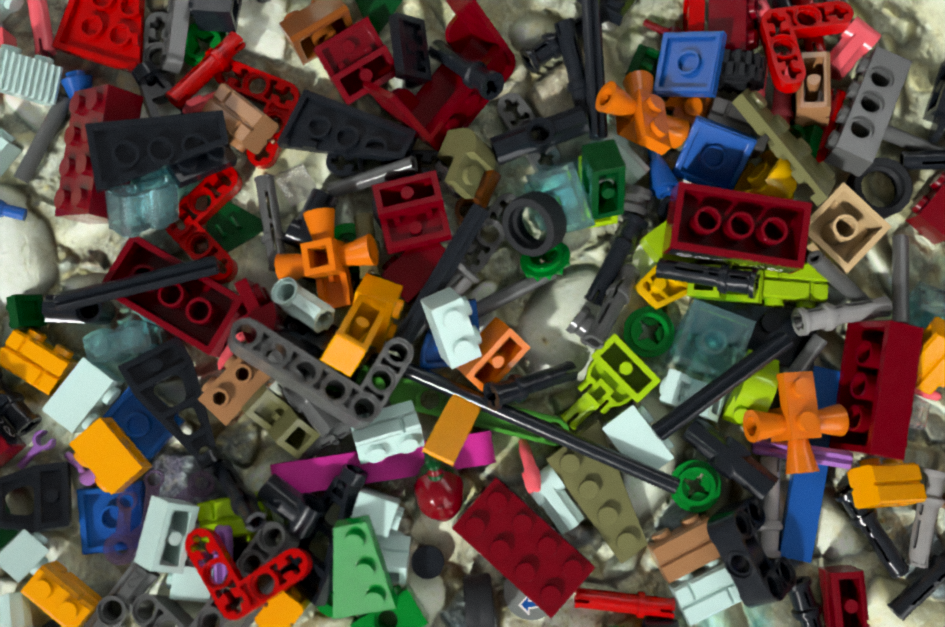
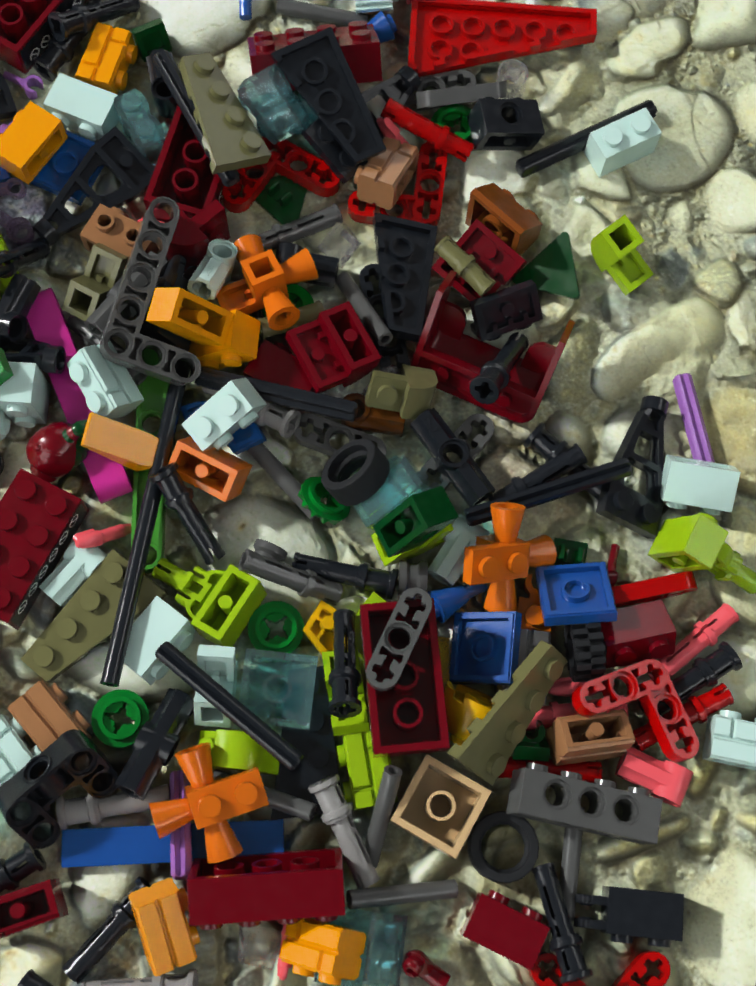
camera: 75 degrees right, 10 degrees down
(156, 255) = (223, 120): none -> olive wing
(360, 71) = (464, 265): none -> olive pin
(725, 243) = (401, 609): none -> dark grey beam

